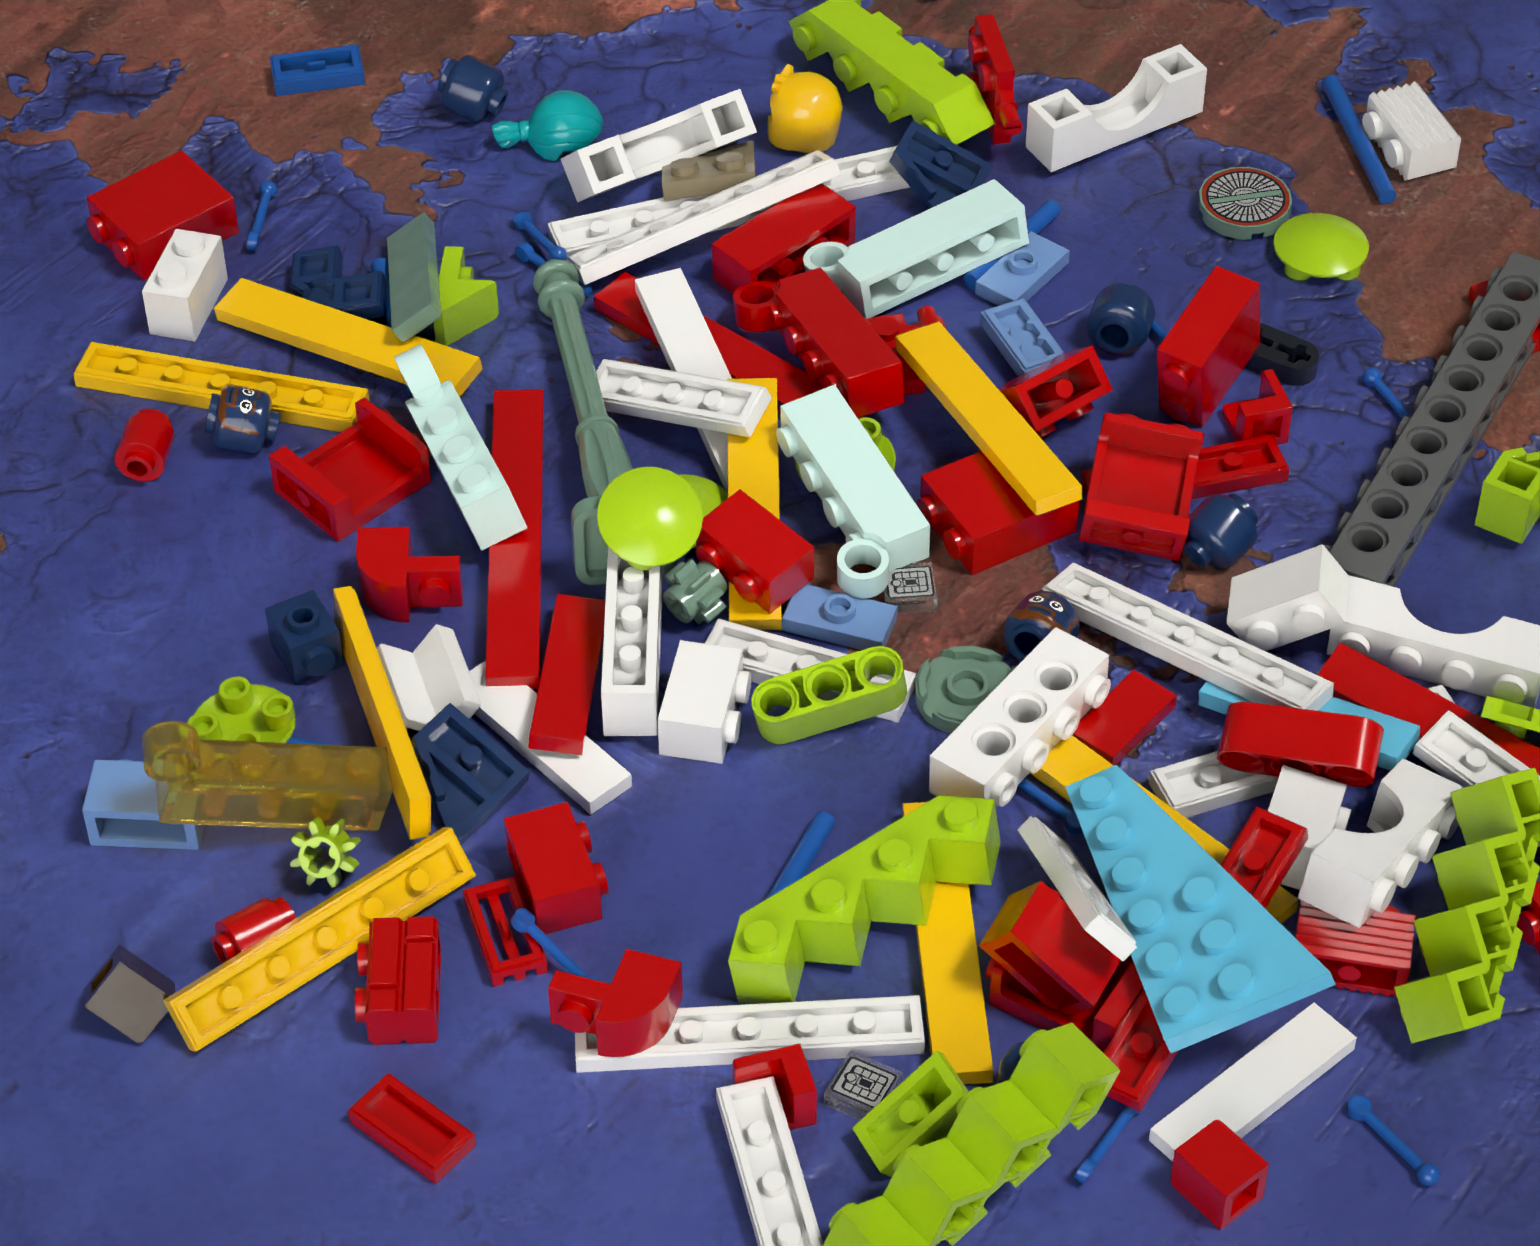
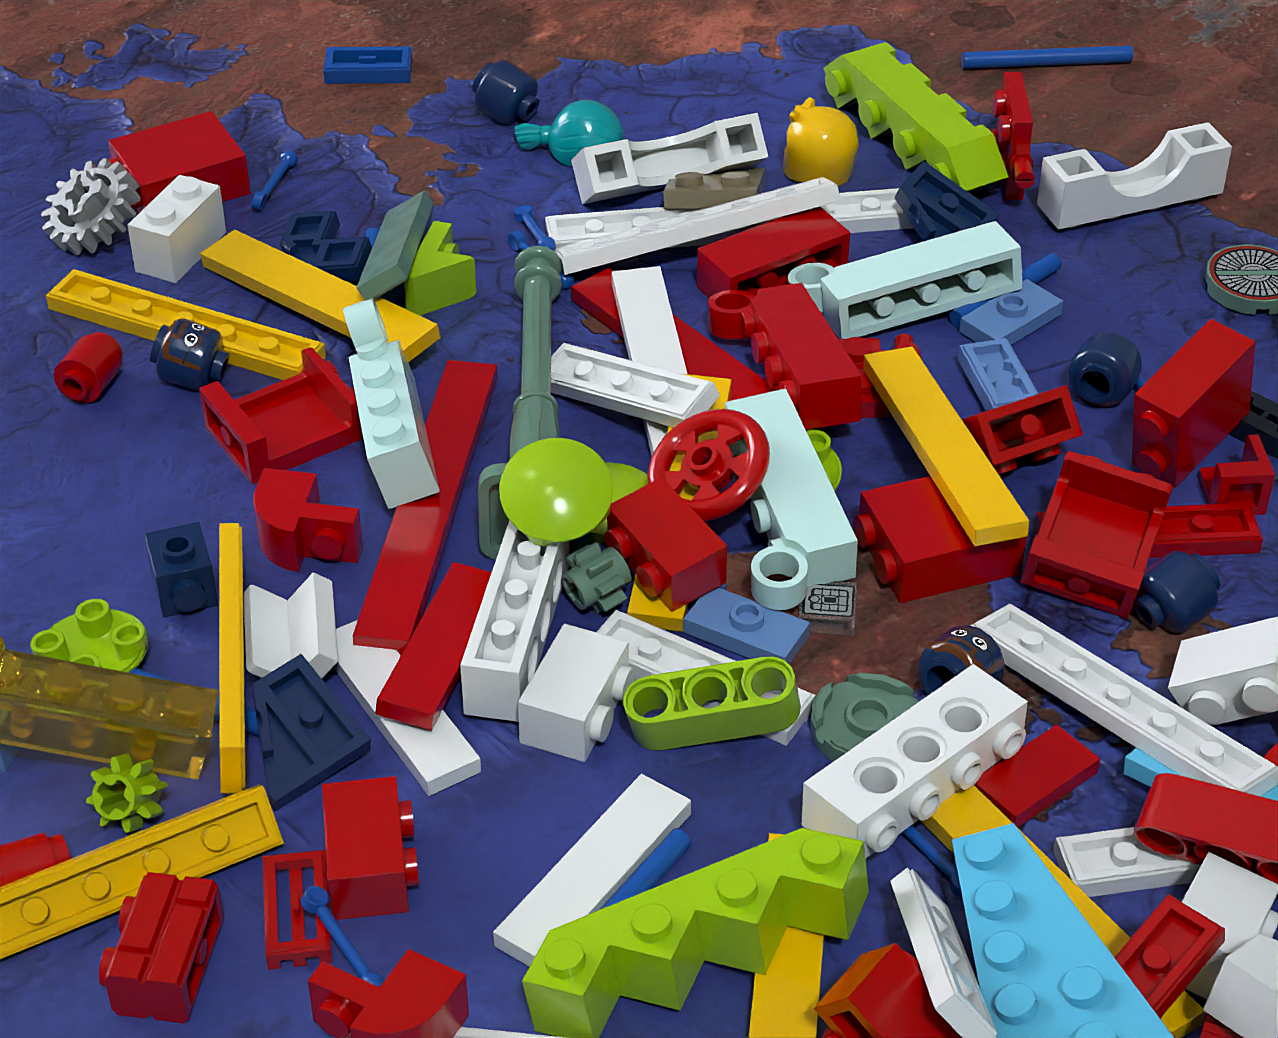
camera: 10 degrees right, 5 degrees down
(90, 272) = (90, 206): none -> light grey gear
(756, 857) = (594, 866): none -> white tile
(794, 431) = (711, 462): none -> red plate

